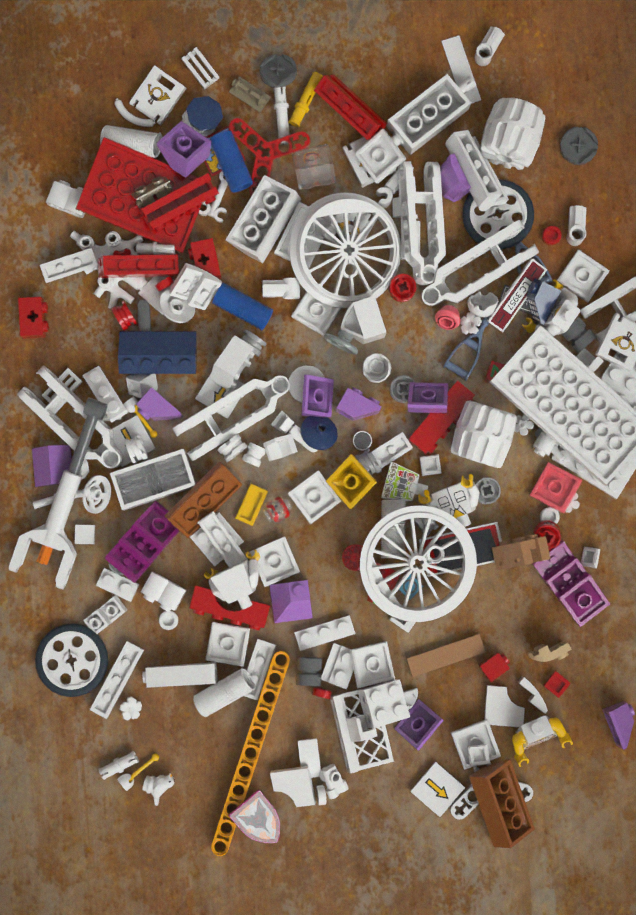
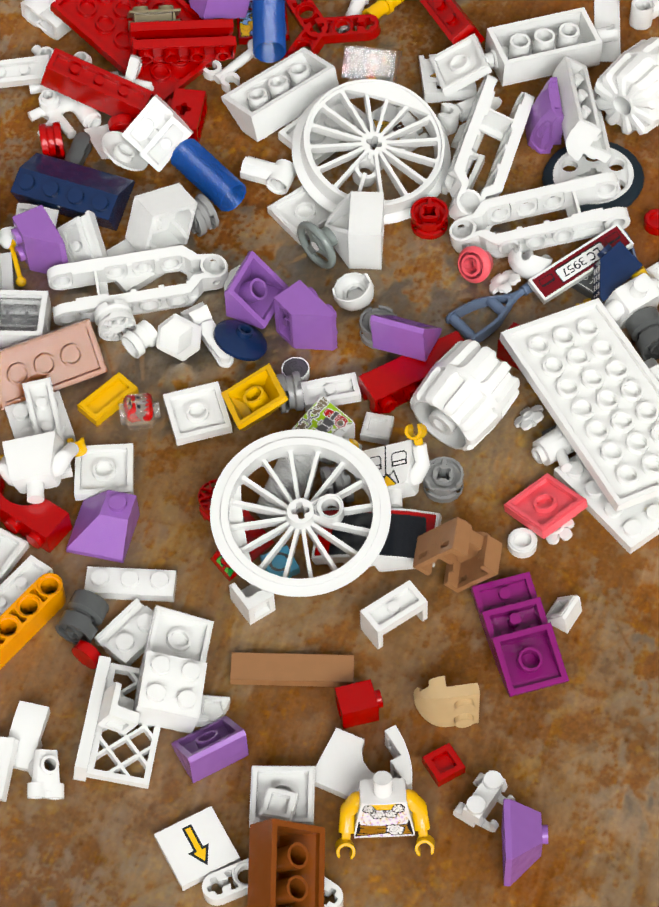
camera: 25 degrees right, 30 degrees down
(157, 241) = (133, 68): none -> white tile
(184, 395) = (82, 238): none -> white plate
(321, 795) = (17, 790): white tile -> none
(493, 600) = (392, 611): none -> white panel
(551, 532) = (514, 556): red wheel -> none
(590, 701) = (483, 801): none -> white piece

